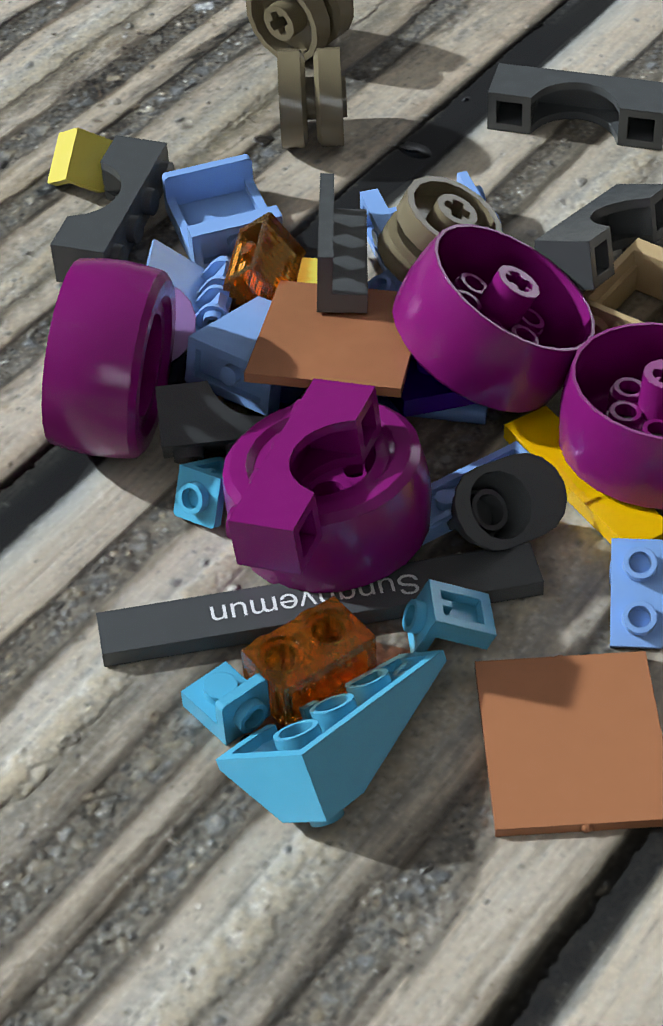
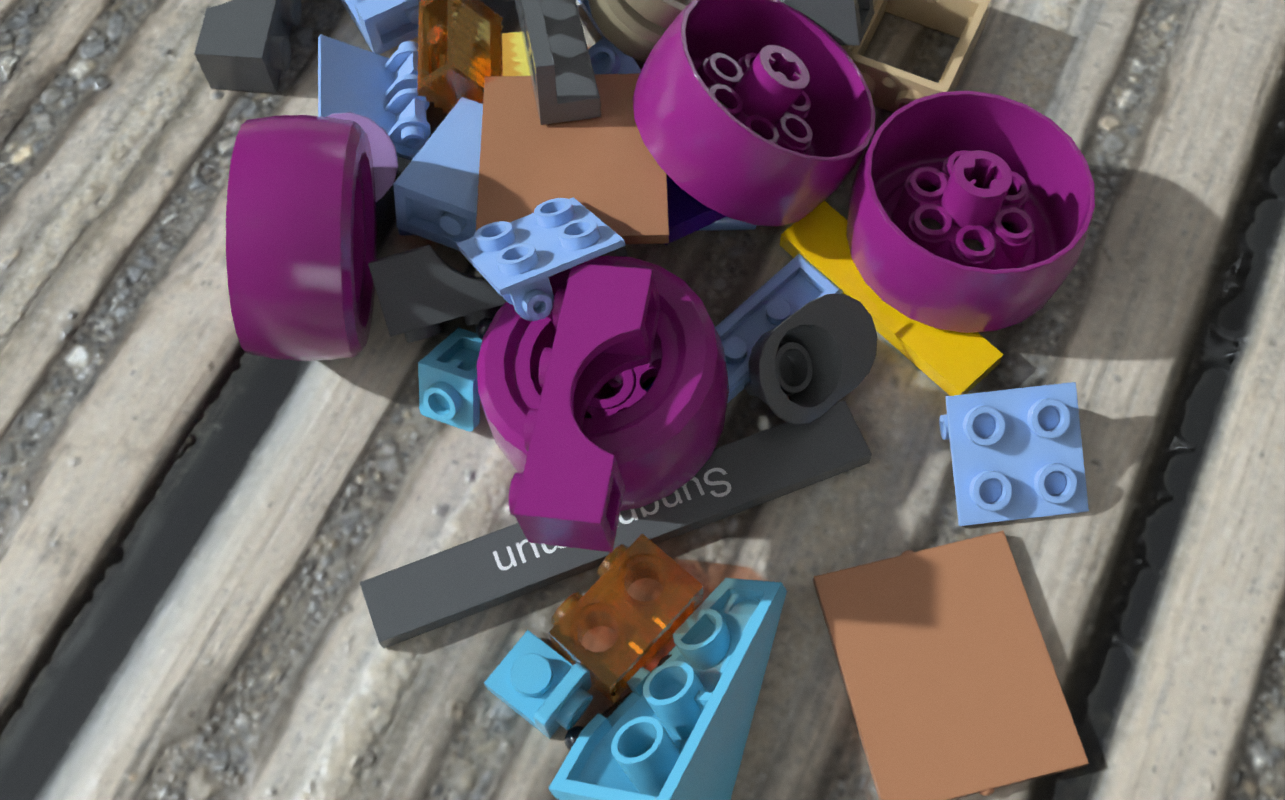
camera: 10 degrees left, 20 degrees up
(270, 384) = (527, 251): none -> light blue hinge
(449, 614) = (775, 526): medium azure bracket -> none

